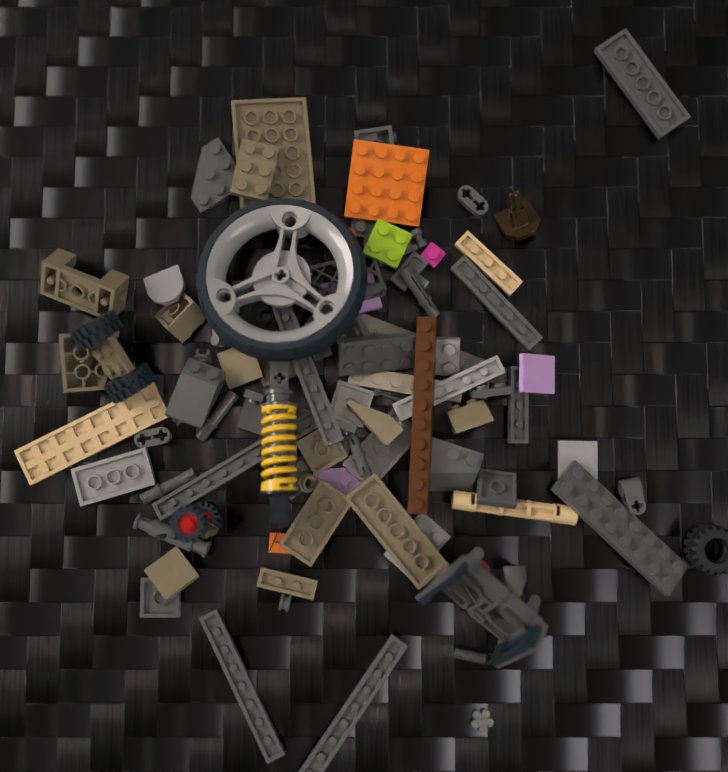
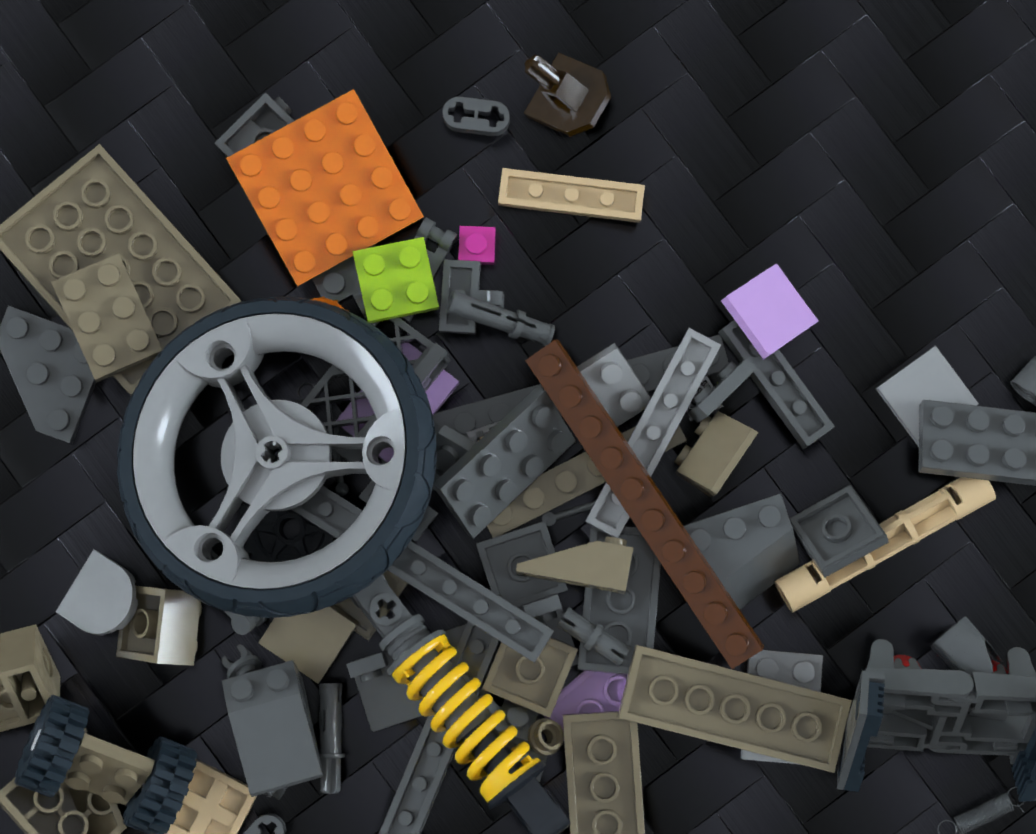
camera: 30 degrees left, 0 degrees up
(496, 303) = (628, 247): dark grey plate -> none

